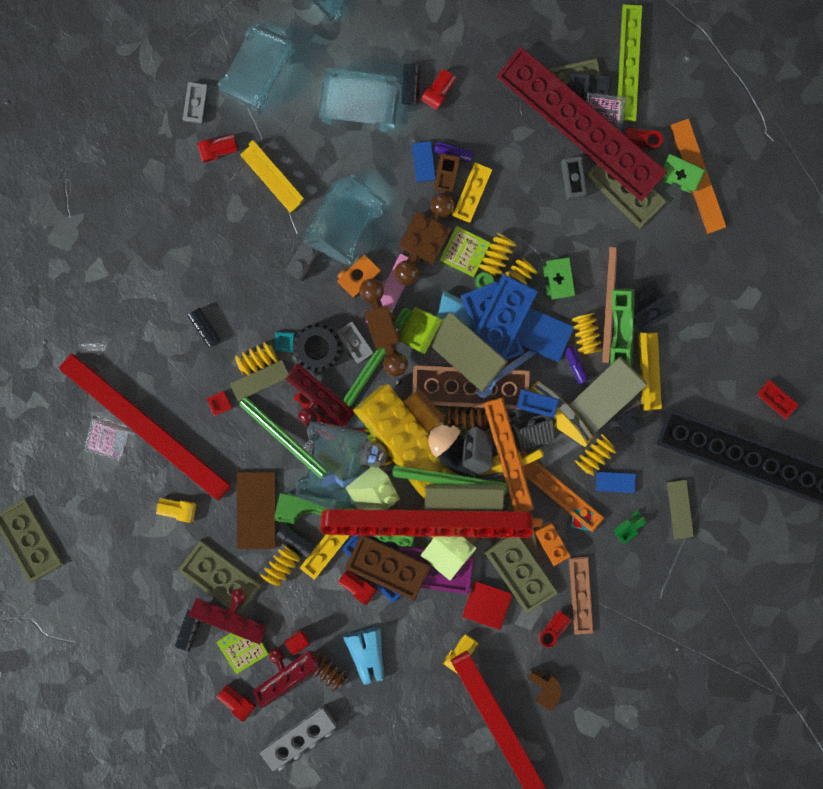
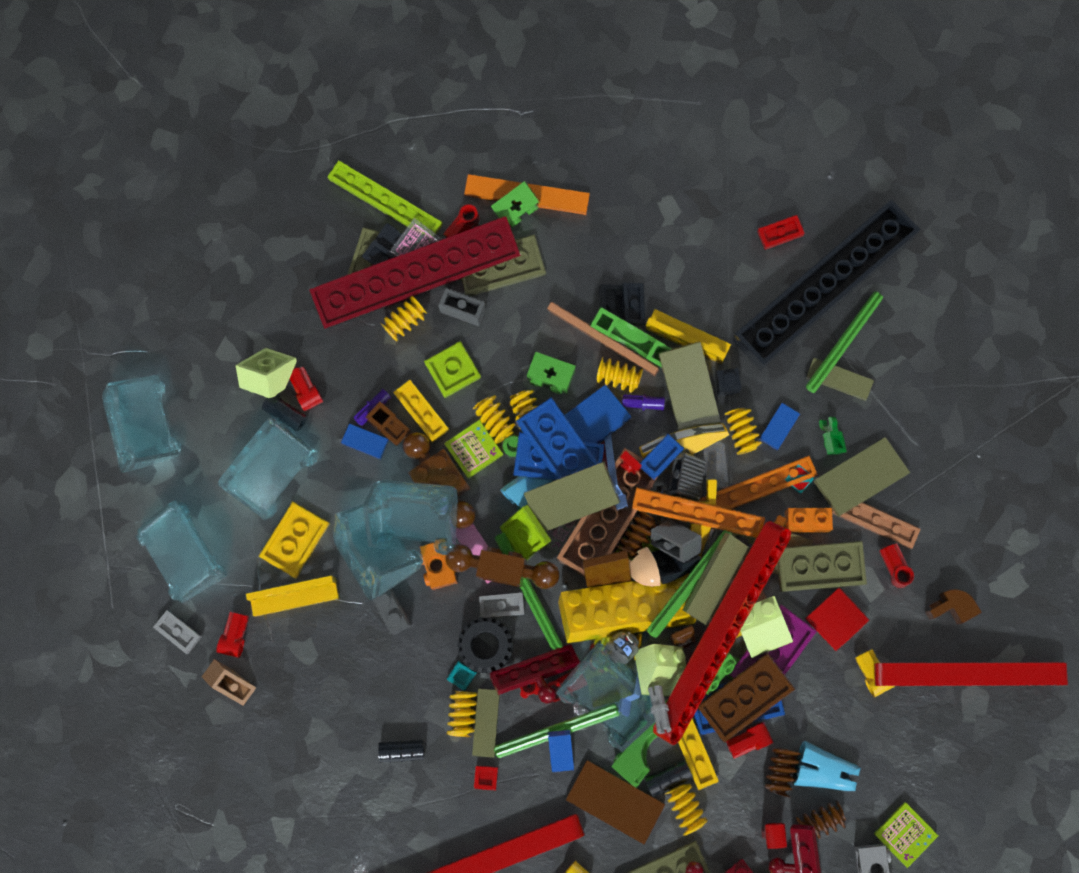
camera: 50 degrees left, 10 degrees down
(179, 165) = (228, 682): none -> medium nougat slope
(270, 449) = (560, 751): none -> blue tile
(316, 151) = (294, 540): none -> yellow tile
(340, 507) = (659, 709): none -> light grey pin
(347, 623) = (782, 771): none -> reddish brown piece
(353, 738) = (905, 834): none -> lime tile
(386, 234) = (411, 513): none -> clear light blue windscreen
(407, 495) = (683, 637): none -> reddish brown slope
(434, 51) = (265, 372): none -> yellowish green slope
(518, 381) = (629, 463): none -> red plate
(519, 198) = (452, 369): none -> lime tile
(538, 136) = (404, 318): none -> yellow piece
(609, 567) = (861, 477): none -> olive tile
(712, 497) = (843, 343): none -> bright green axle

